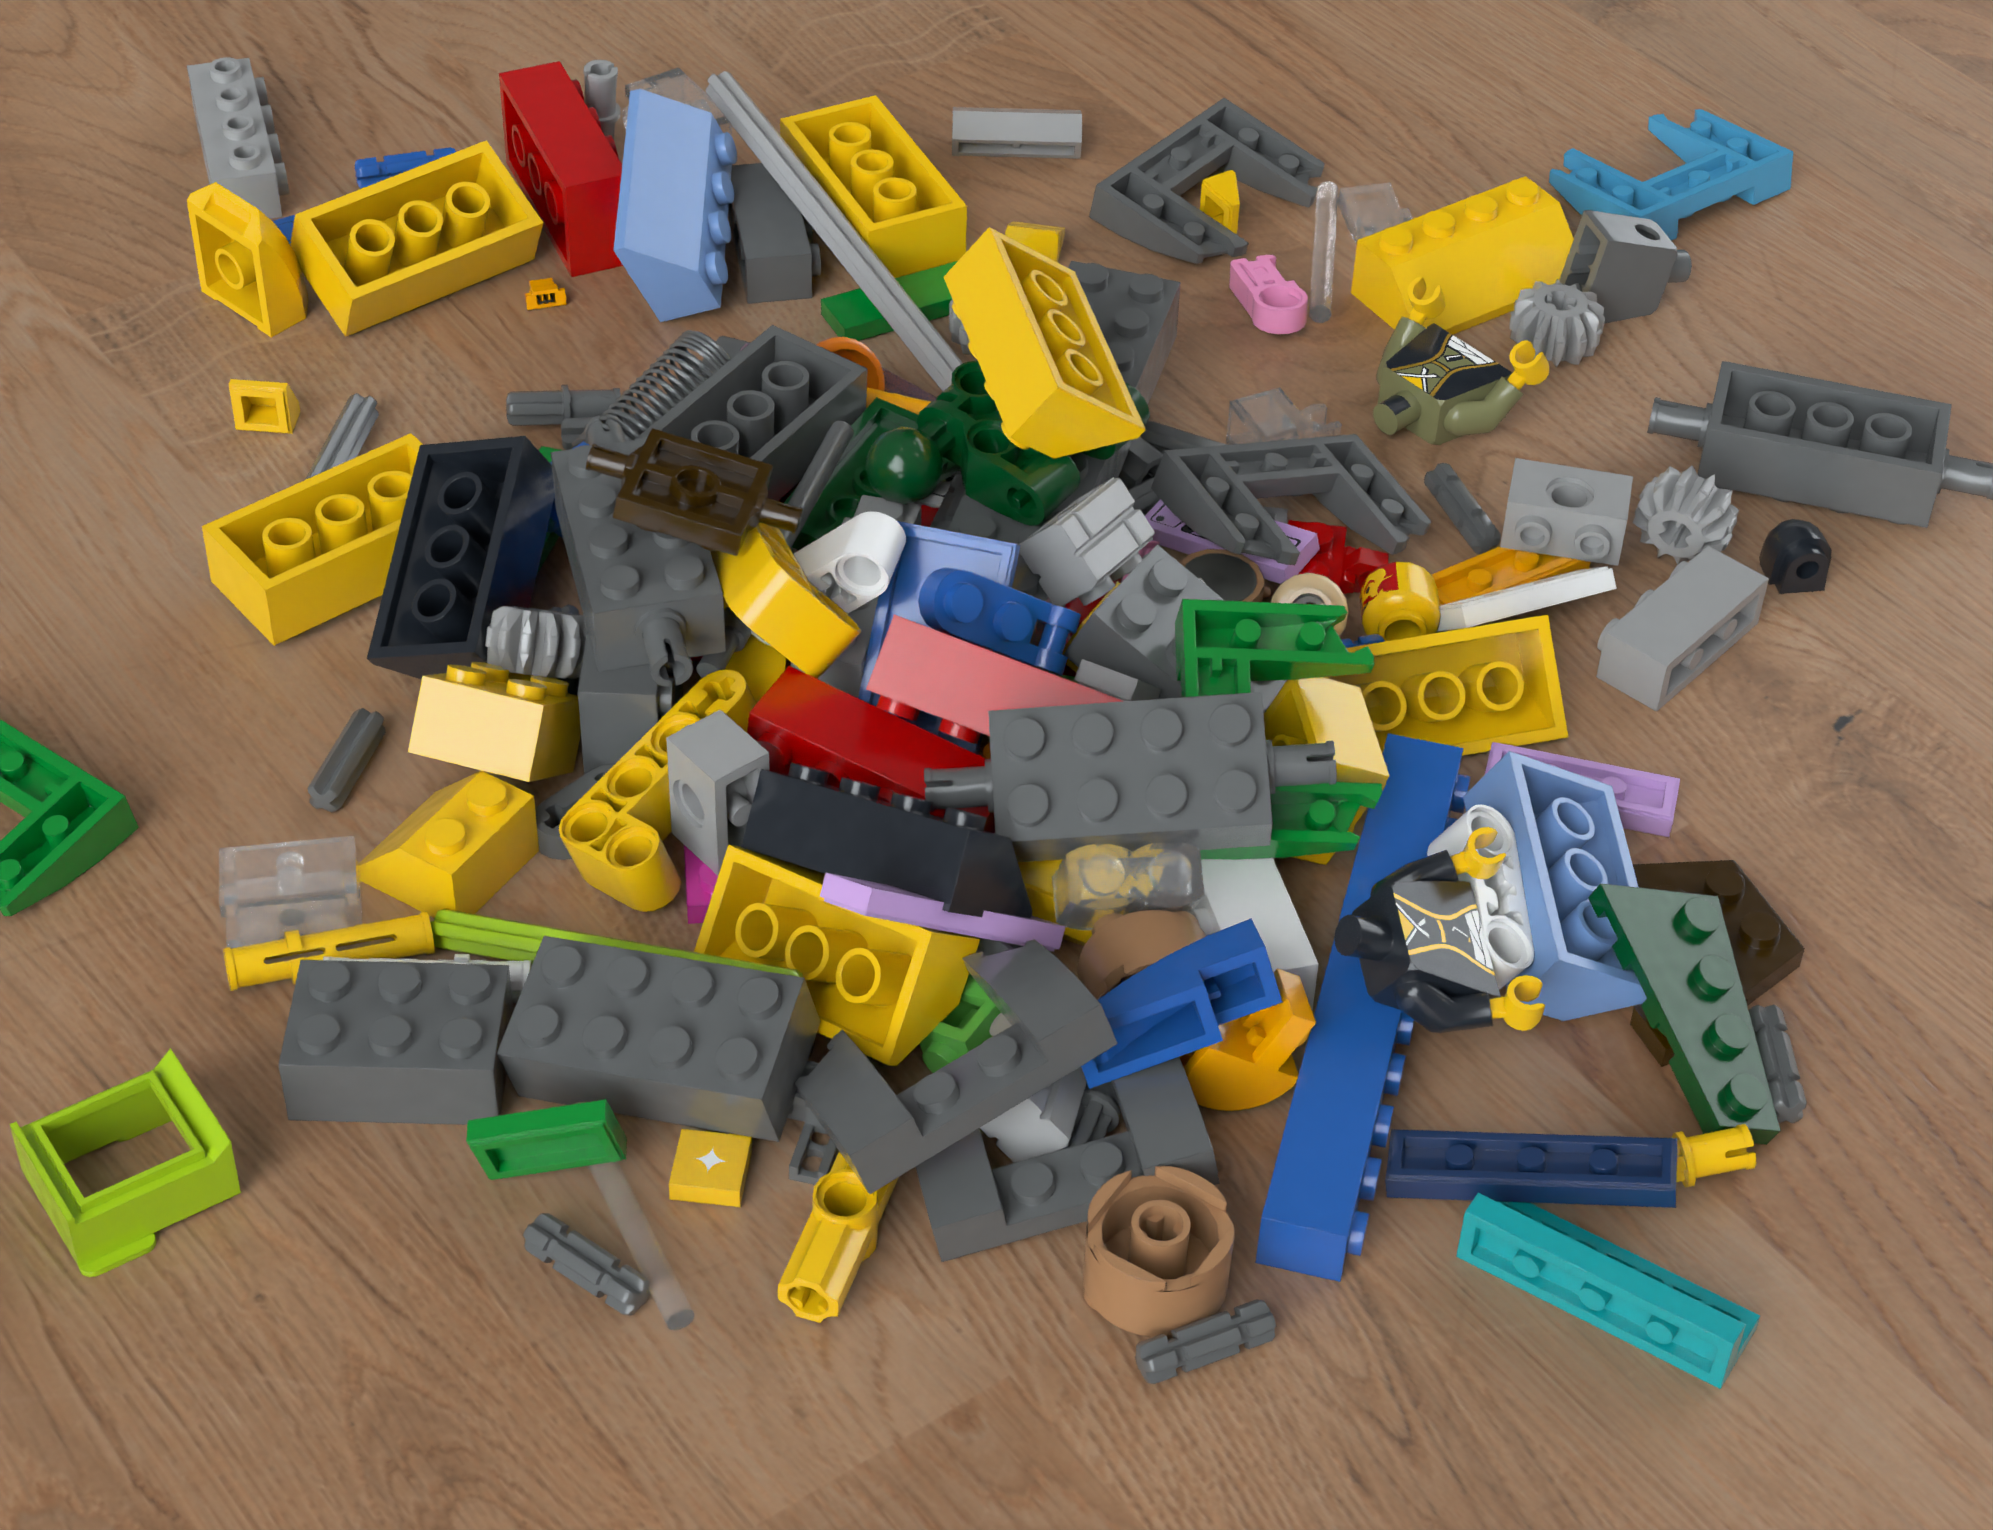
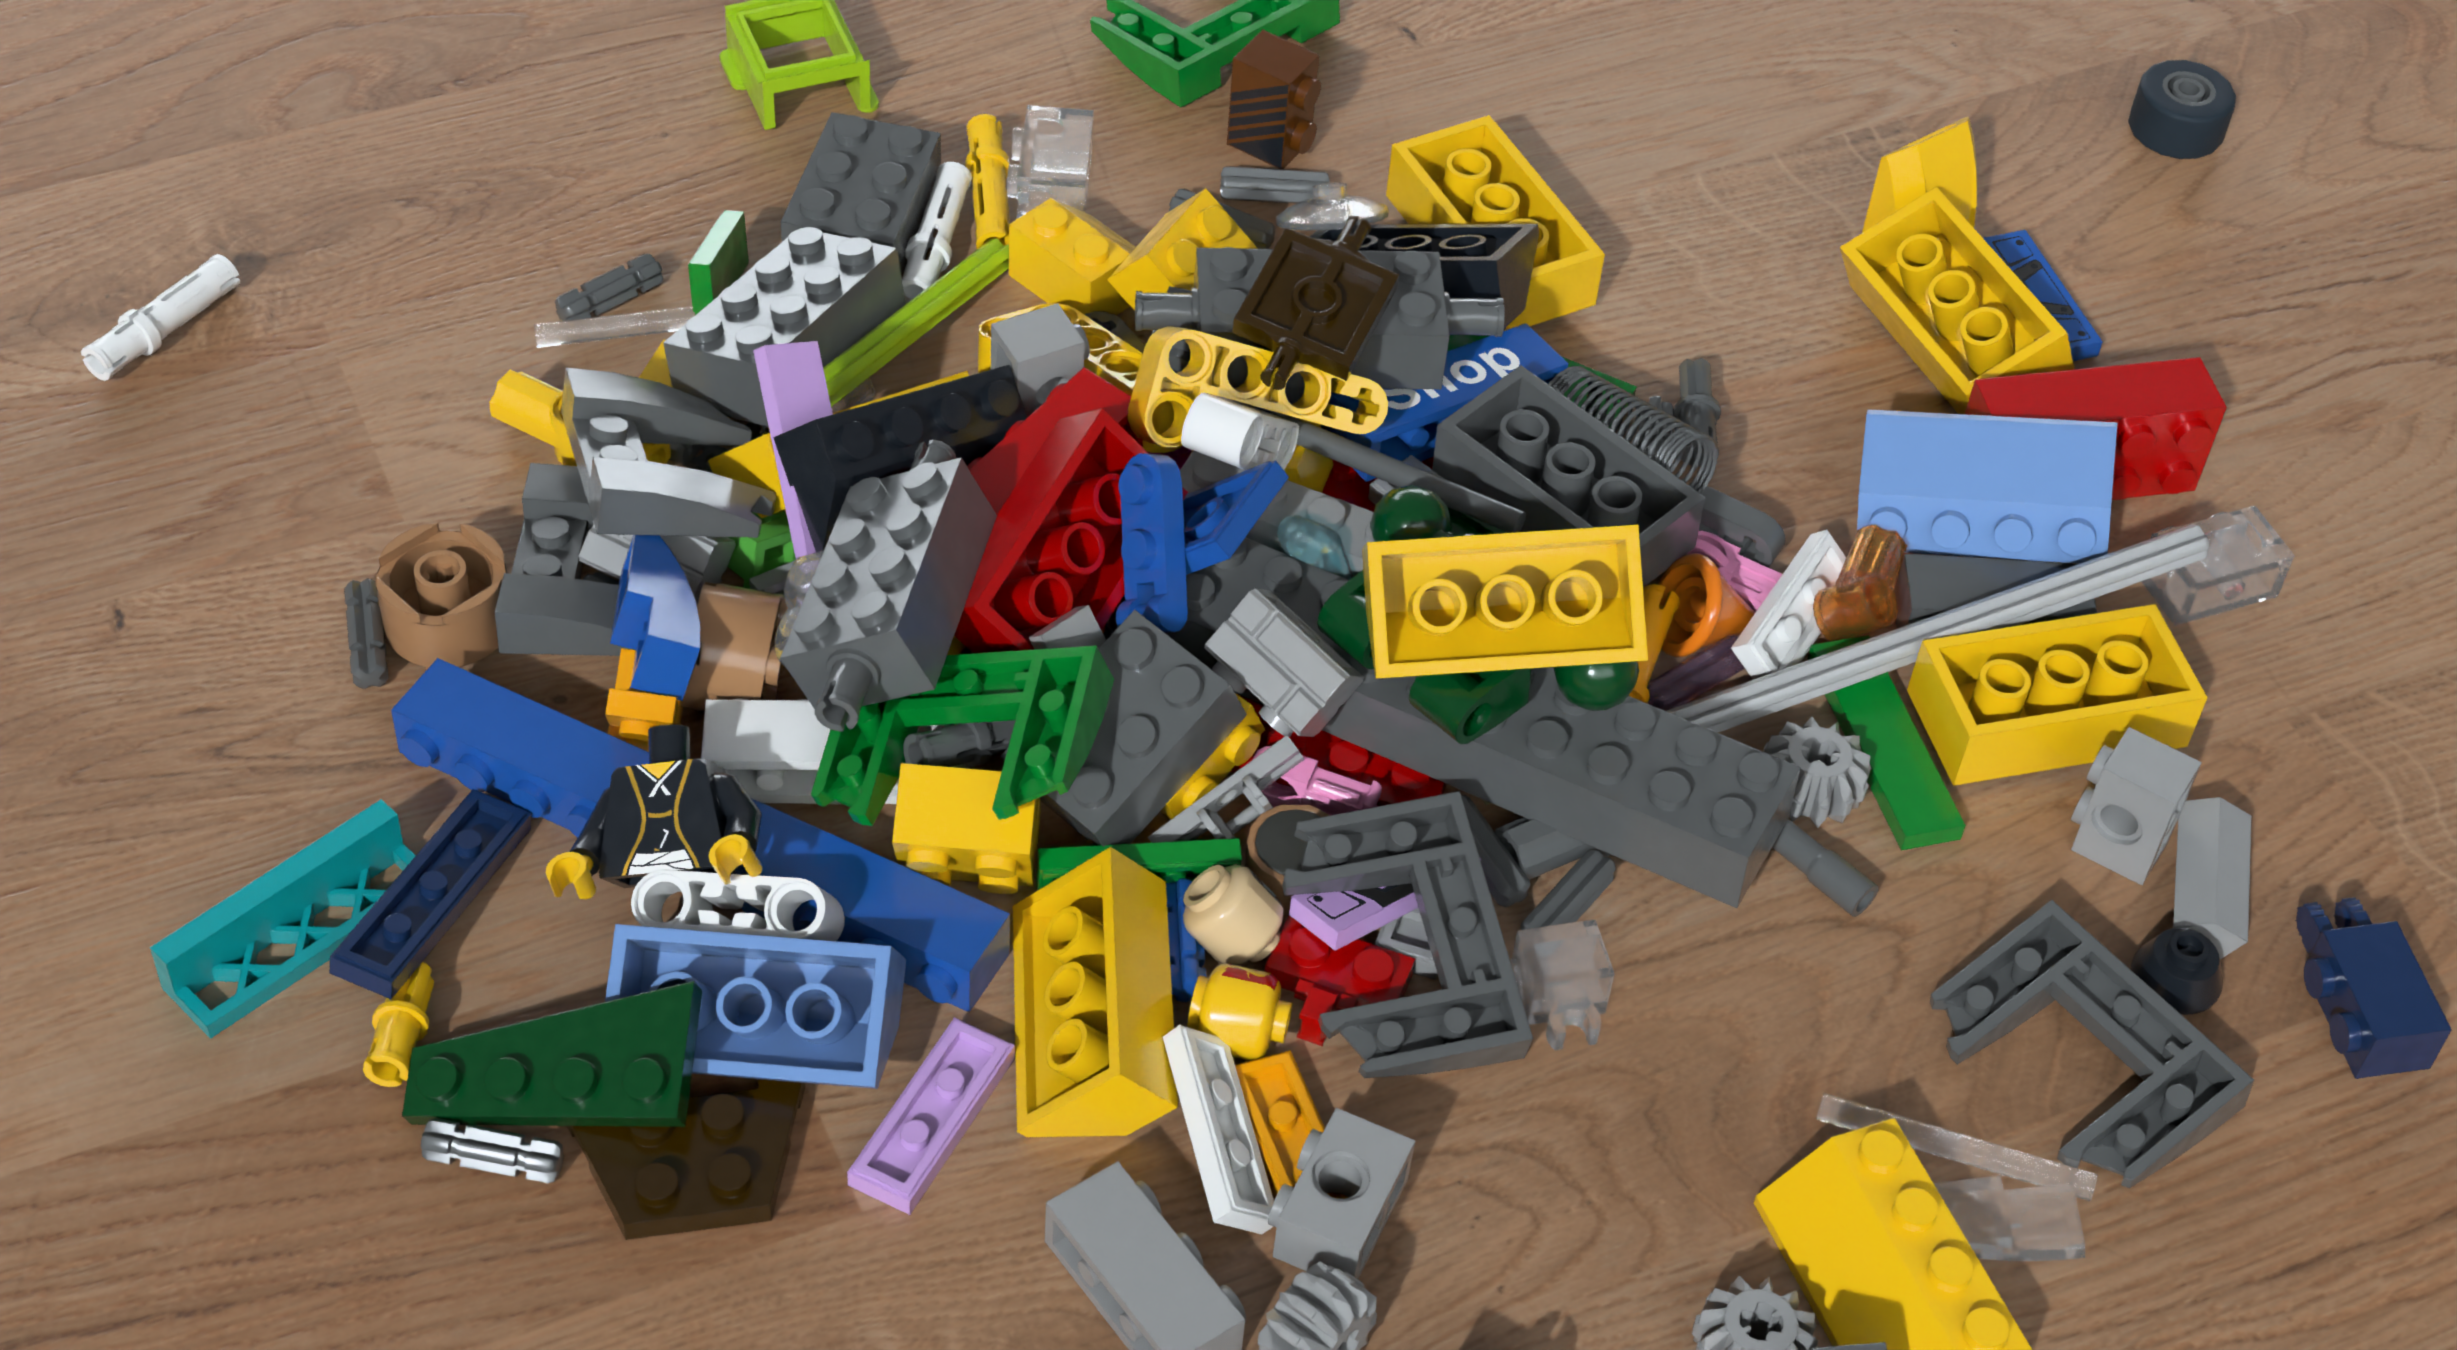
camera: 100 degrees right, 5 degrees up
(61, 135) = (2182, 109): none -> black wheel
(175, 707) = (1273, 99): none -> reddish brown brick
(238, 132) = (2175, 223): light grey brick -> none
(263, 406) = (1728, 212): yellow slope -> none
(277, 727) = (1269, 184): none -> dark grey axle
(341, 662) = (1330, 209): none -> clear dish
(347, 434) = (1659, 258): axle -> none
(370, 171) = (2132, 335): blue axle -> none
(600, 93) = (2200, 473): light grey axle -> none
(757, 320) = (1785, 621): none -> white tile
(795, 291) = (1864, 589): none -> clear orange piece
(988, 142) = (2133, 805): none -> light grey brick
(1041, 238) = (1990, 854): yellow slope -> none
(1097, 61) = (2370, 991): none -> dark blue hinge
(1112, 143) = (2181, 969): none -> black cone
(1221, 199) = (2028, 1043): yellow slope -> none
(1270, 300) = (1860, 1049): bright pink piece -> none
(1441, 383) = (1642, 1164): torso -> none
(1462, 508) = (1433, 1137): dark grey axle -> none

